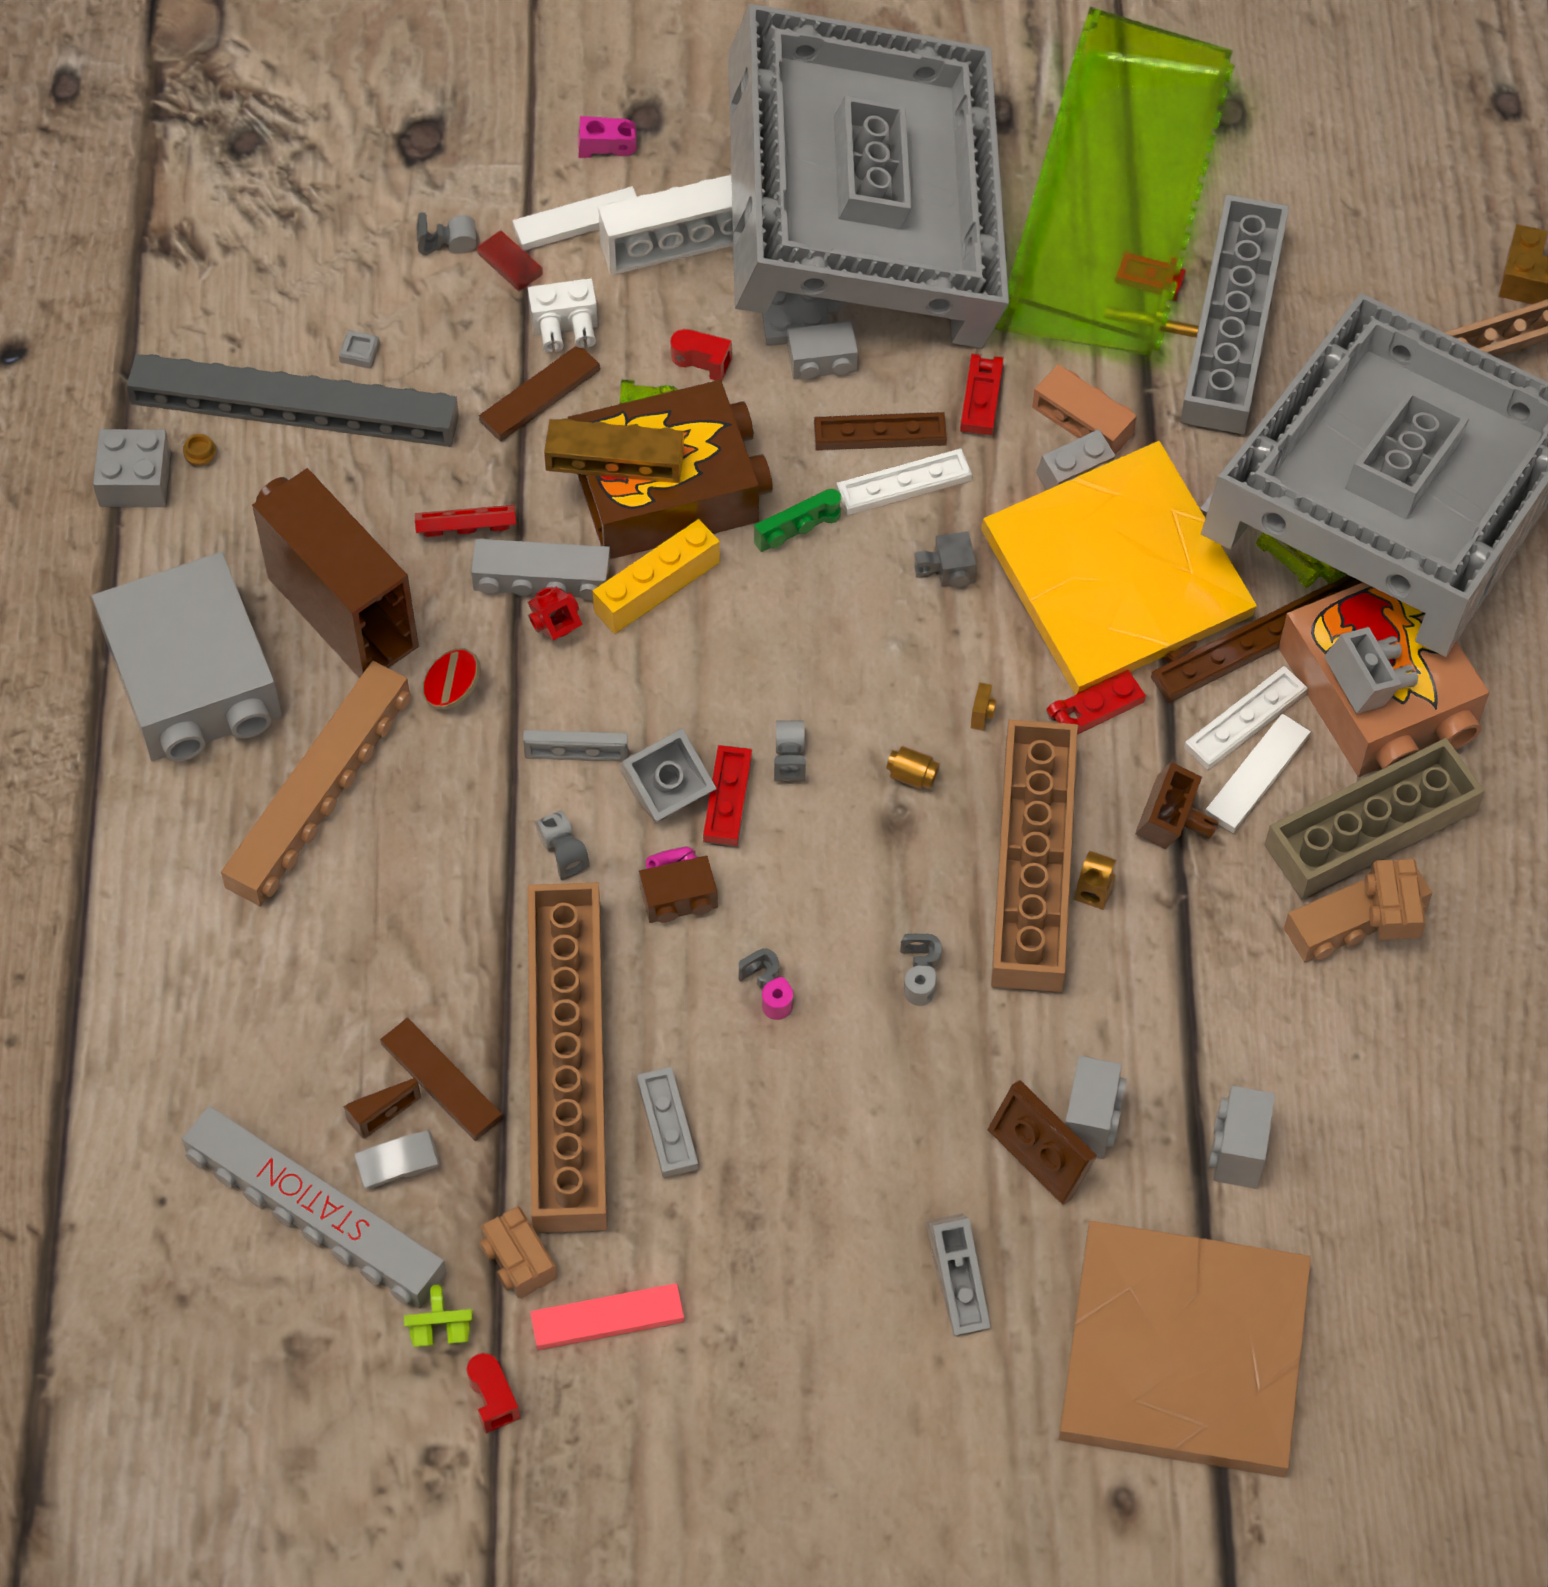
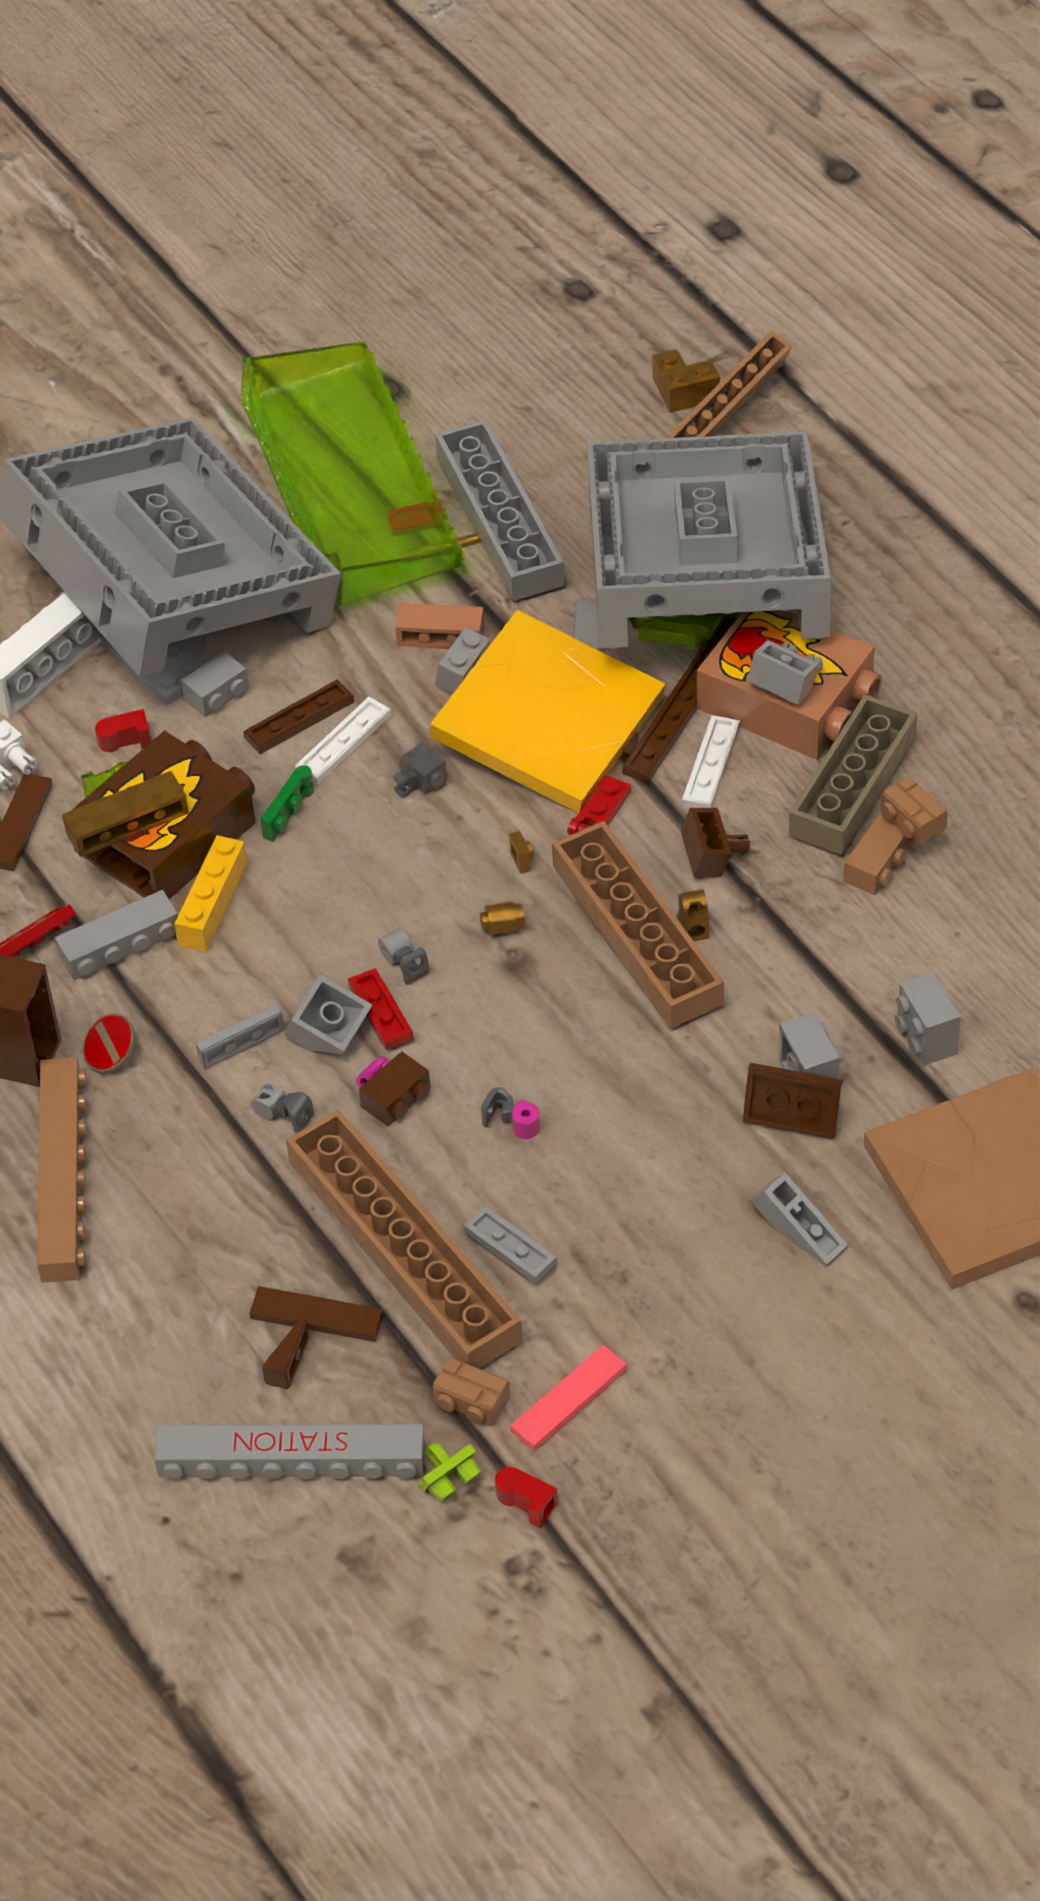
camera: 30 degrees left, 10 degrees down
(397, 1159) = (328, 1383): light grey slope -> none
(554, 612) = (154, 956): red brick -> none
(921, 979) = (620, 1047): leg -> none
(981, 395) = (356, 654): red plate -> none
(1258, 773) = (747, 791): white tile -> none

